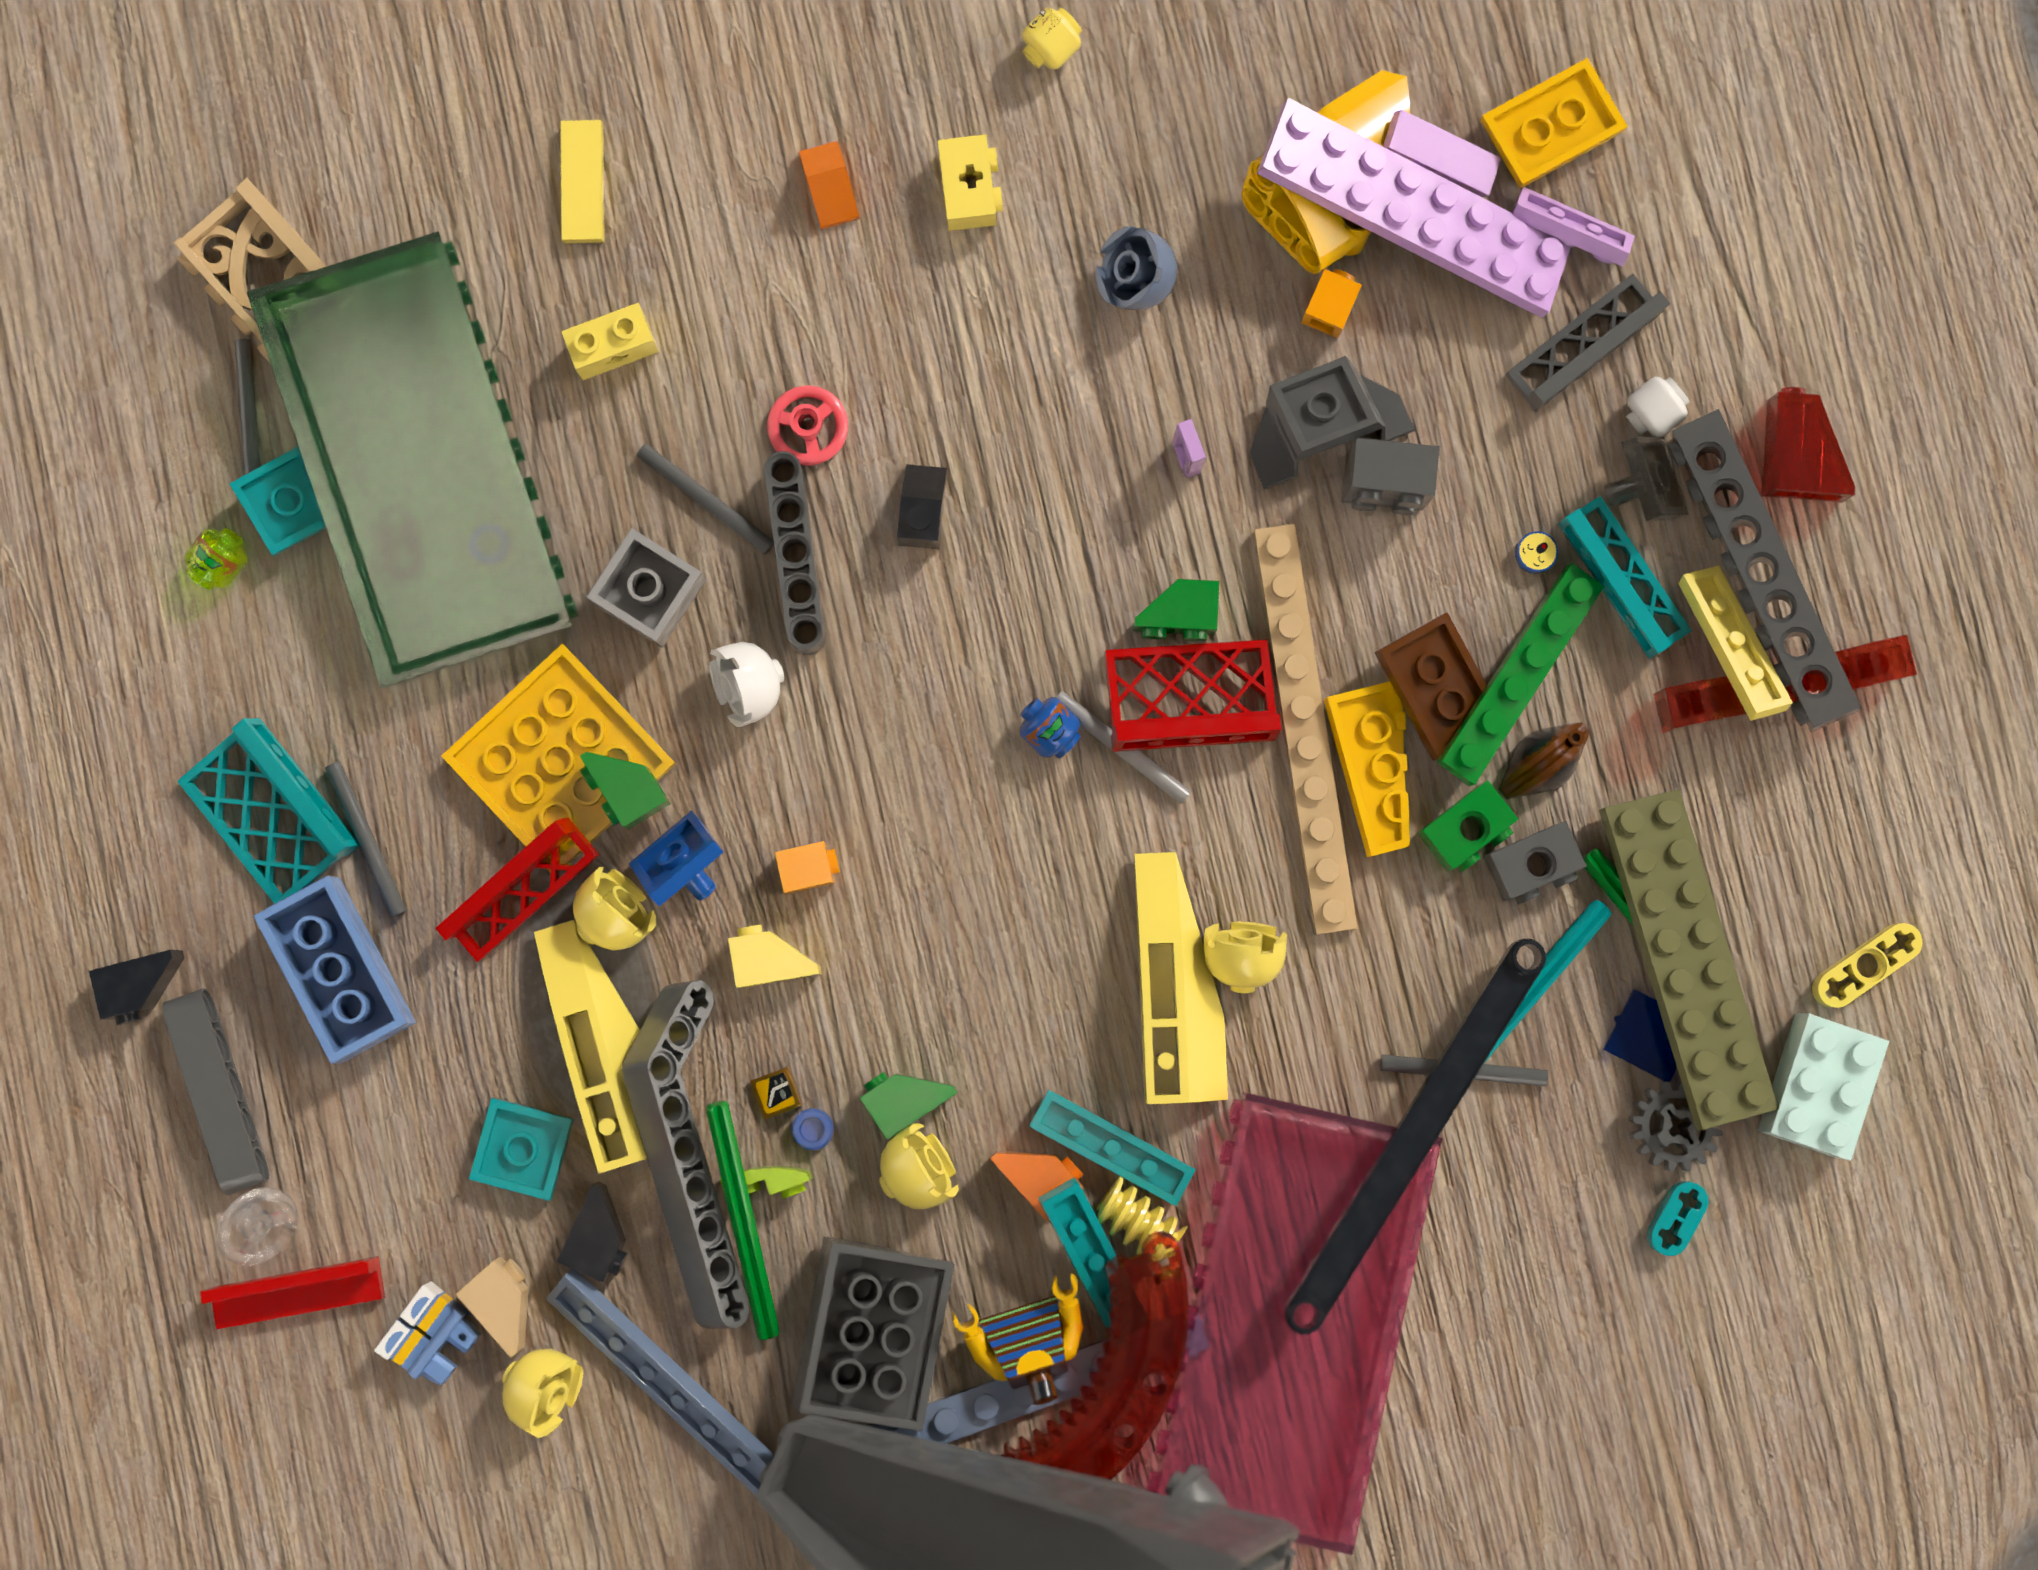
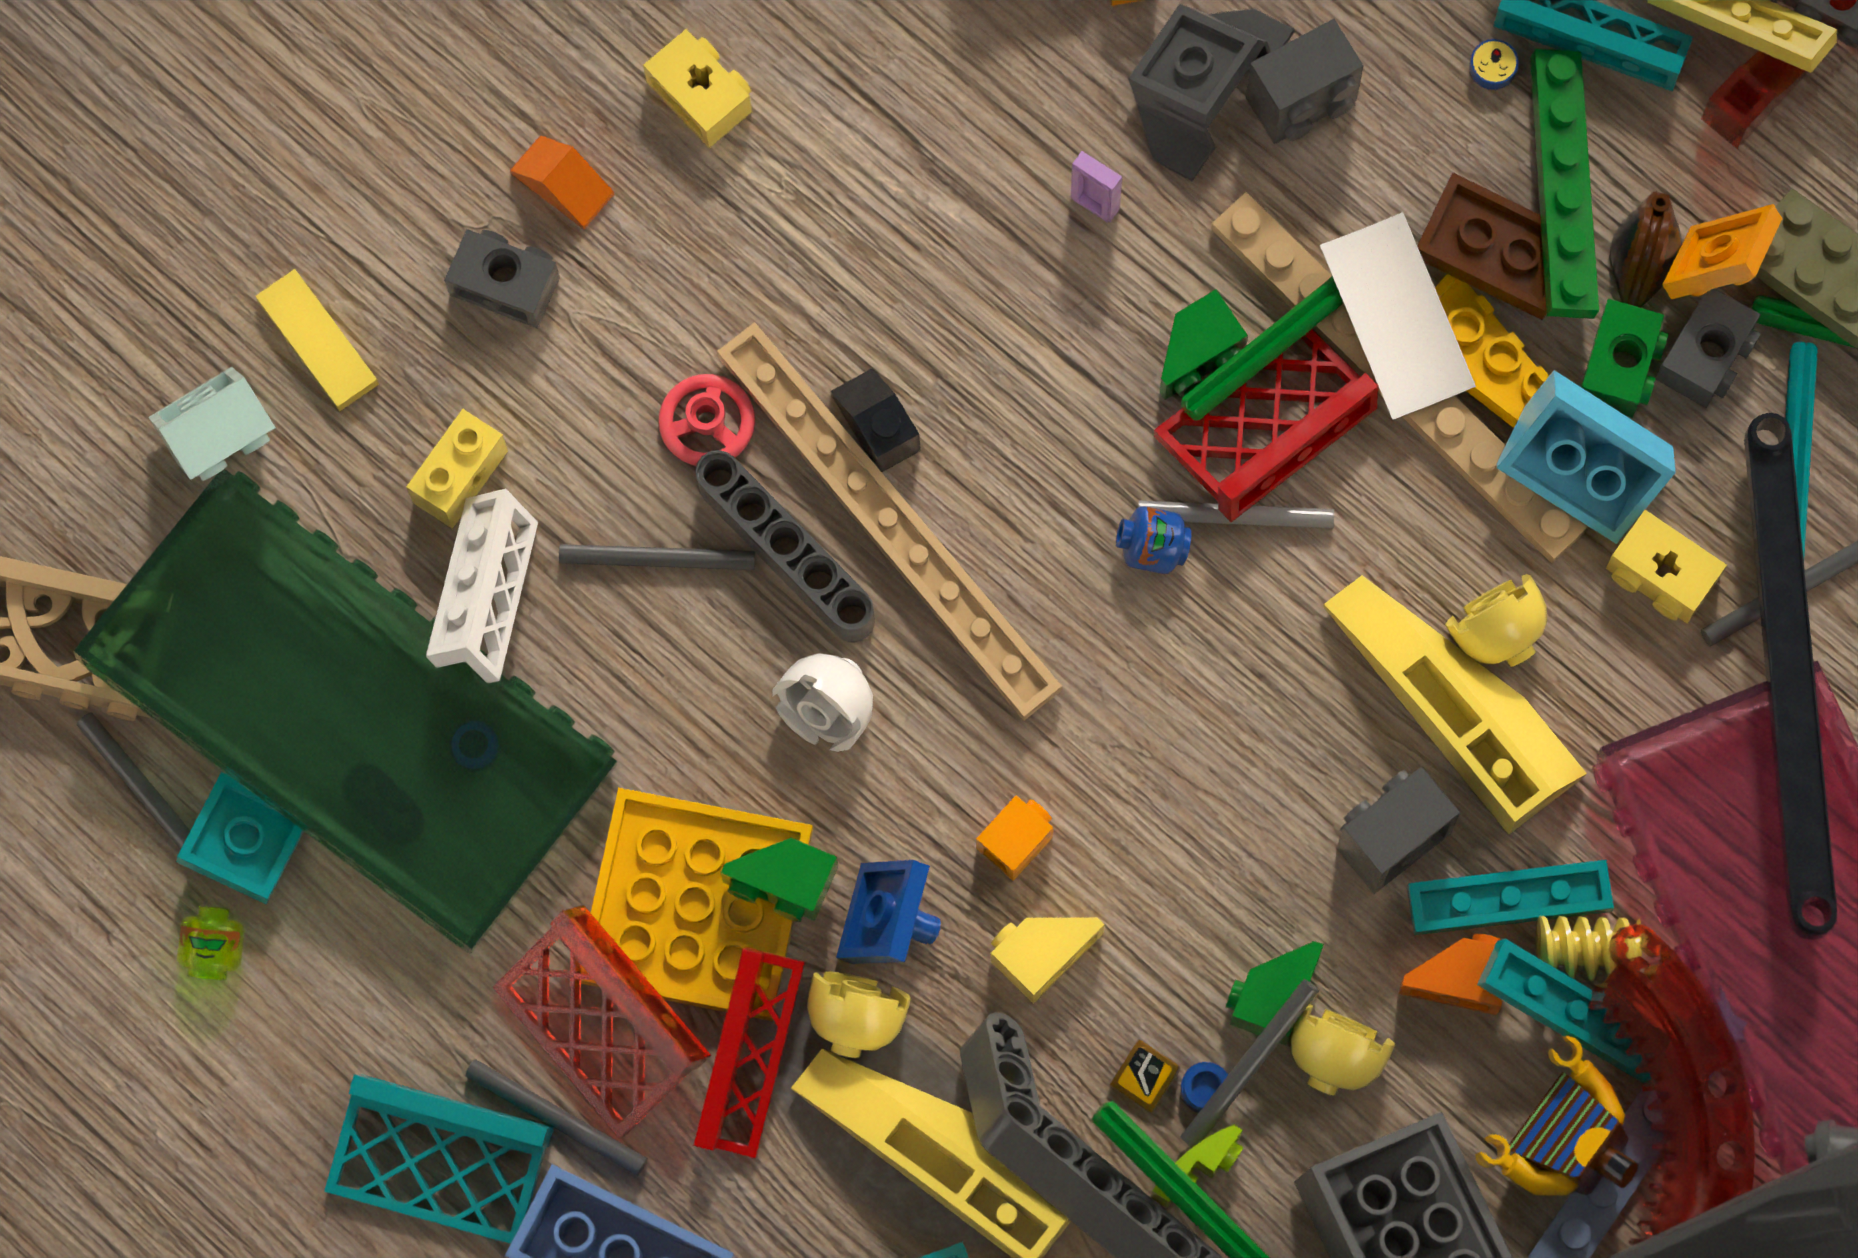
camera: 30 degrees left, 10 degrees down
(455, 195) = (213, 424): none -> light aqua brick
(462, 793) = (632, 995): none -> clear red fence
(564, 430) = (476, 577): none -> white fence
(646, 587) = (665, 675): light grey brick -> none
(742, 249) = (522, 297): none -> dark grey brick
(848, 1138) = (1250, 1063): none -> dark grey bar
(879, 584) = (889, 521): none -> tan plate
(1065, 1049) = (1397, 828): none -> dark grey brick
(1136, 269) = (921, 56): sand blue cylinder -> none
(1258, 644) = (1262, 350): none -> green axle
(1331, 688) = (1397, 316): none -> white sticker
(1389, 882) = (1586, 457): none -> medium azure slope
(1405, 1009) = (1650, 546): none -> light yellow brick
(1592, 804) = (1722, 252): none -> light orange plate

